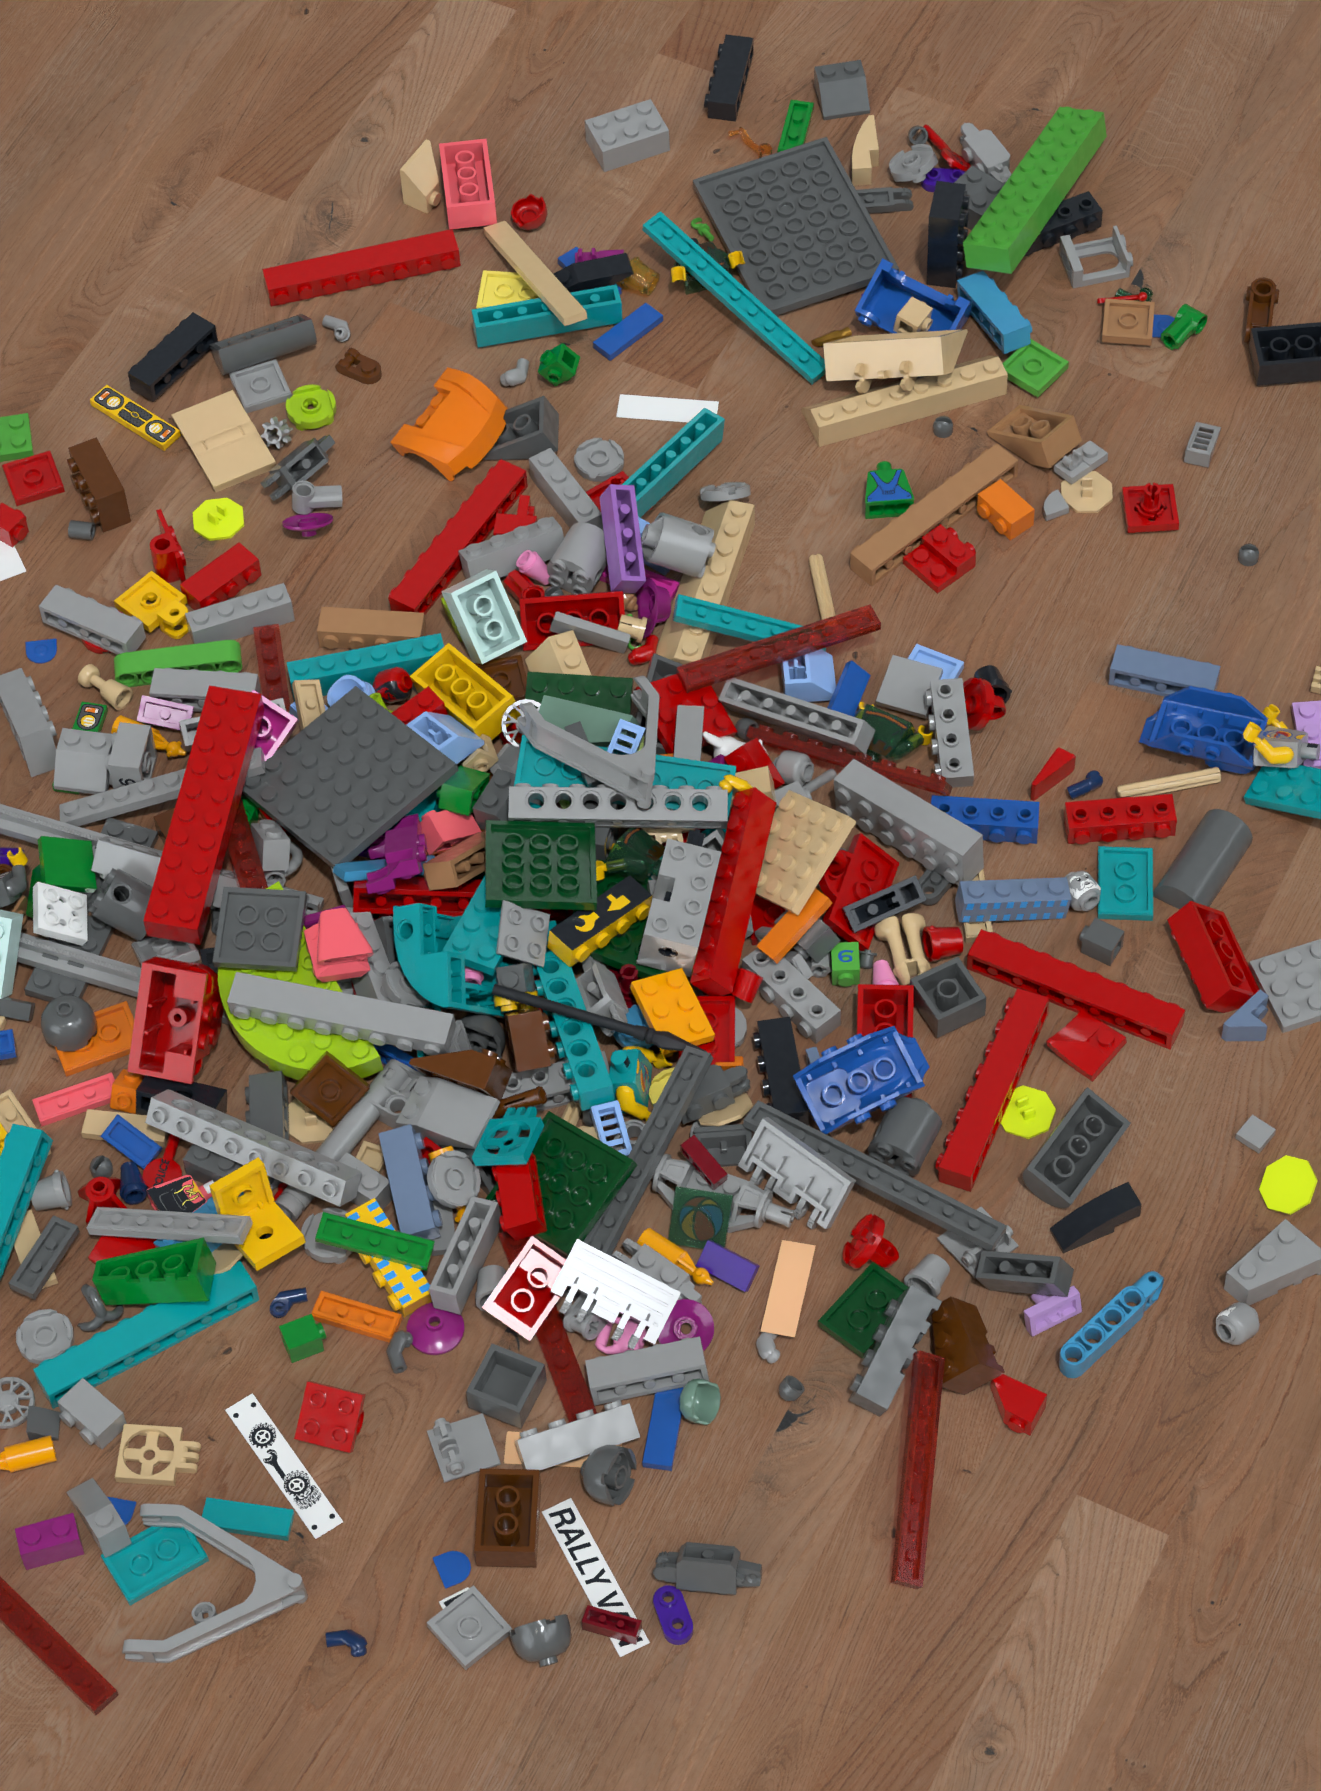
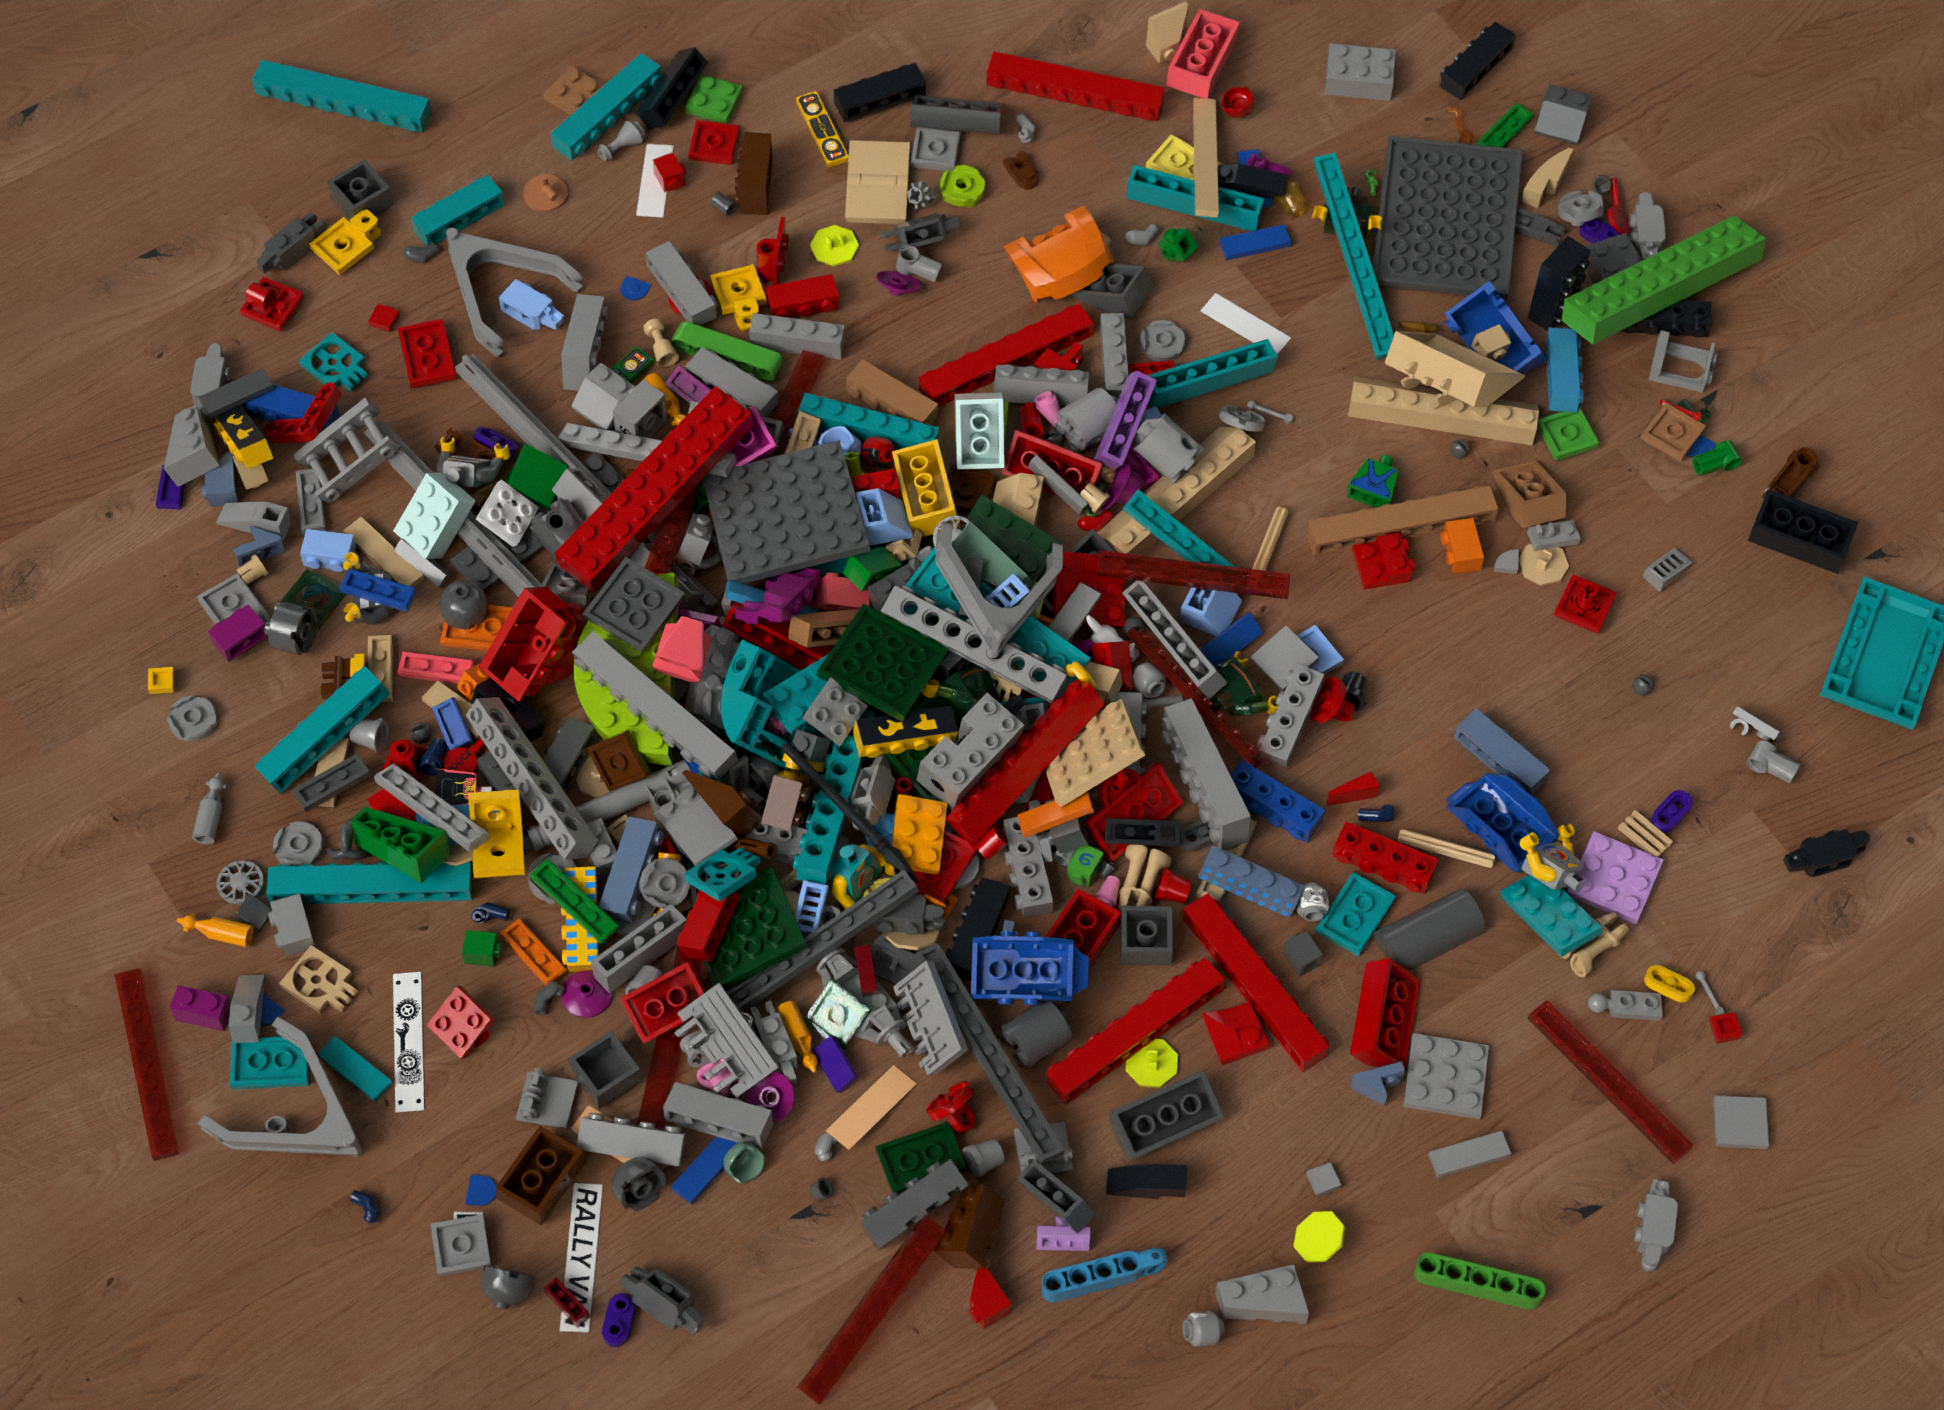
camera: 25 degrees right, 5 degrees up
(764, 474) = (1288, 418): none -> light grey hinge

